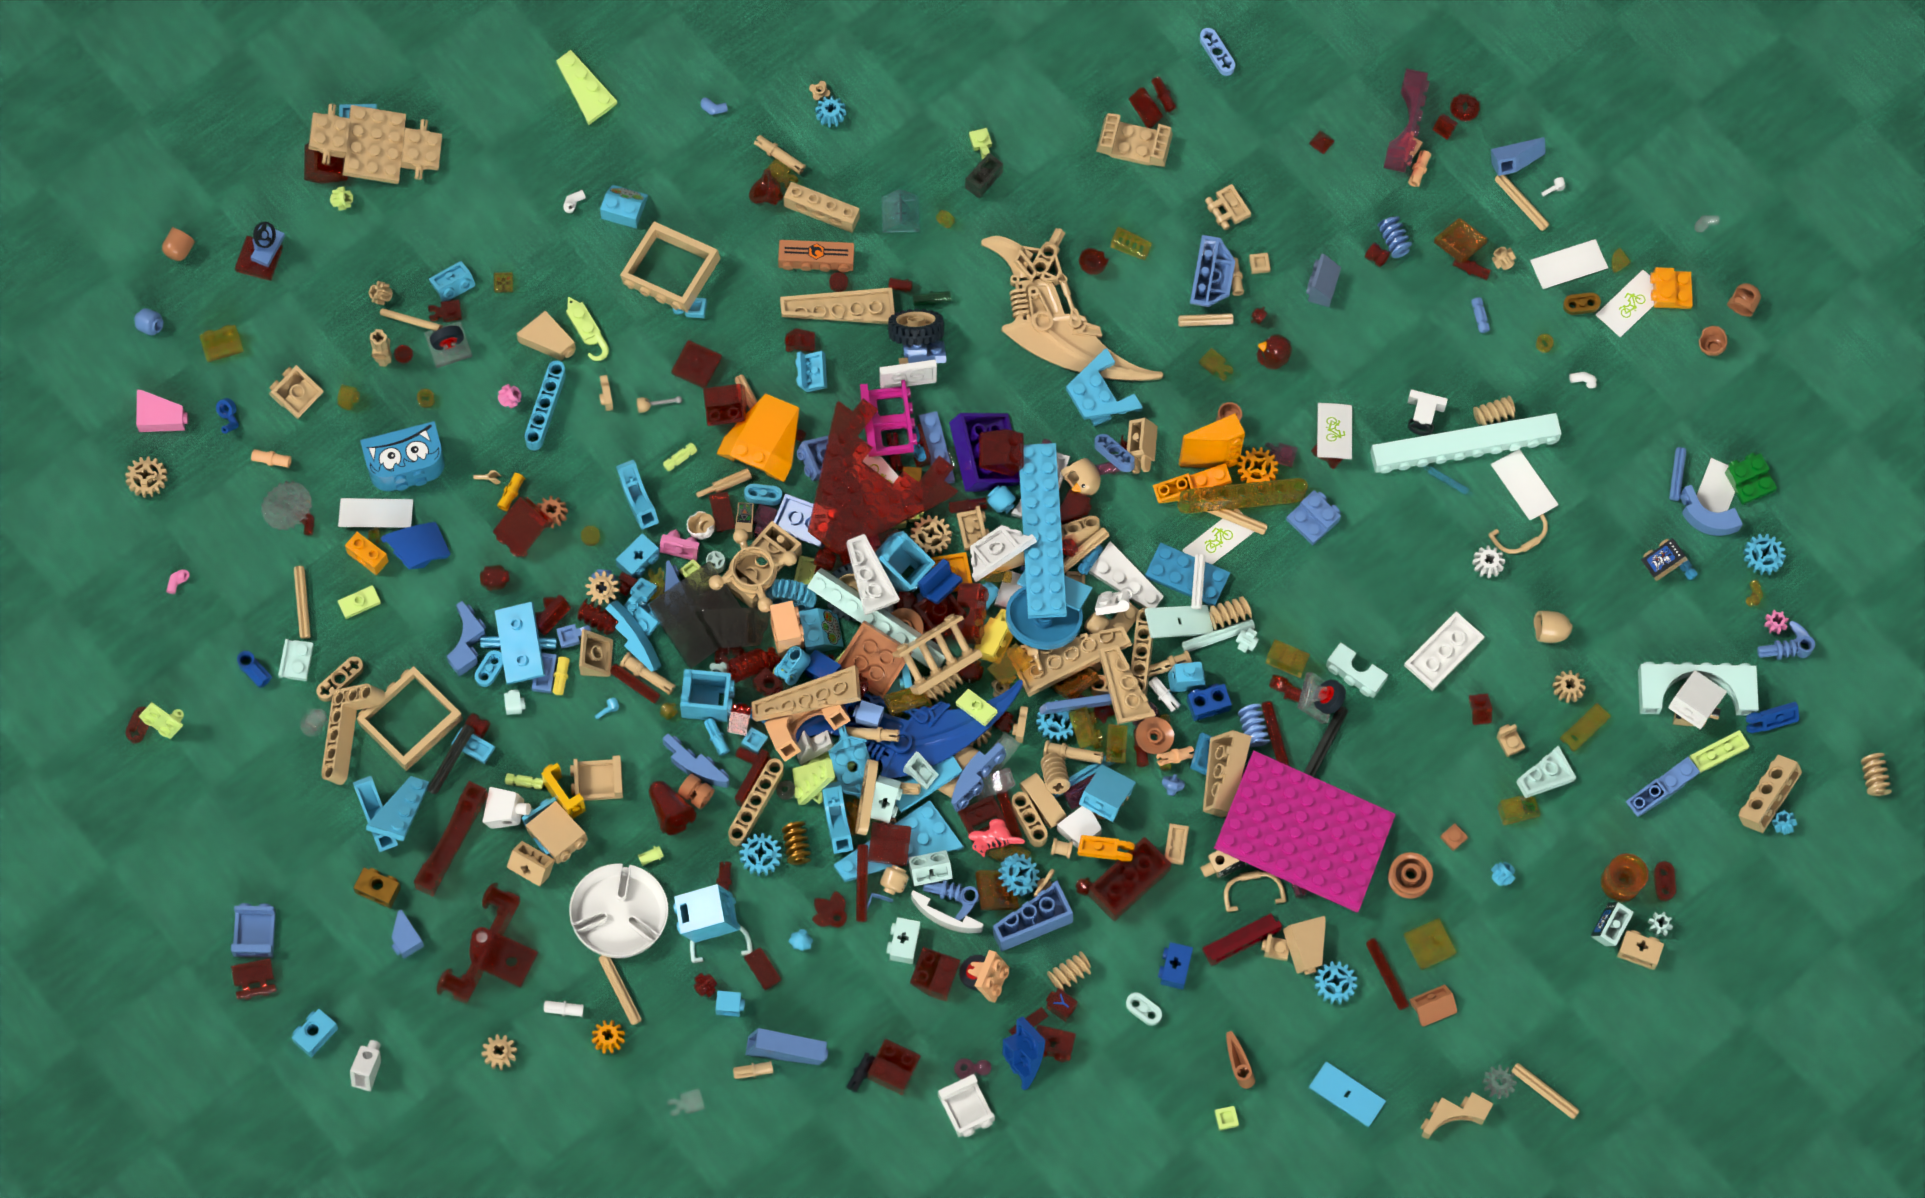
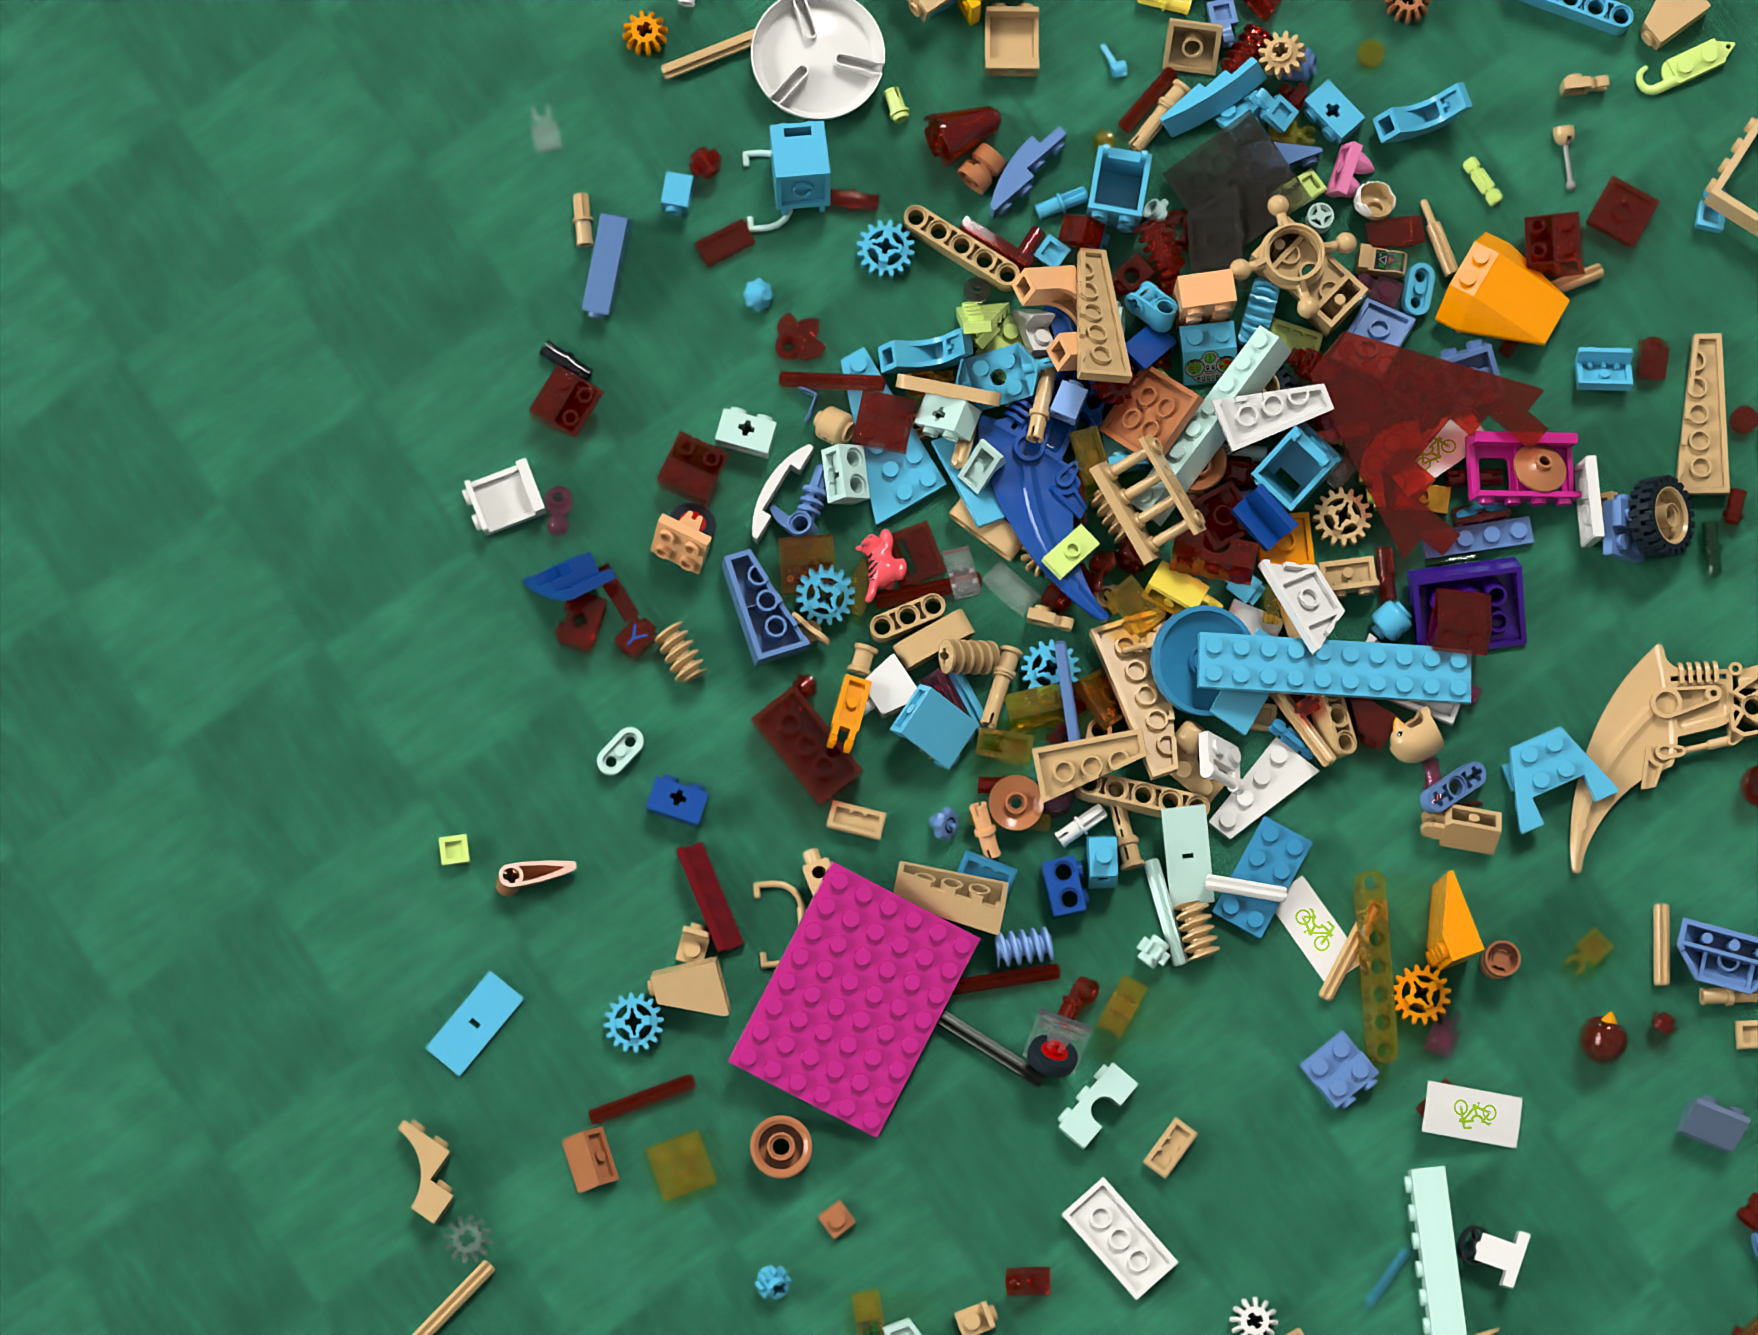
camera: 95 degrees right, 10 degrees up
(794, 843) = (898, 297): pearl gold piece -> none
(892, 410) = (1536, 475): none -> nougat dish
(970, 780) = (966, 537): medium blue slope -> none
(985, 691) = (1100, 565): none -> clear red plate
(1171, 489) = (1401, 904): light orange slope -> none
(1379, 622) = (1170, 1147): none -> tan plate

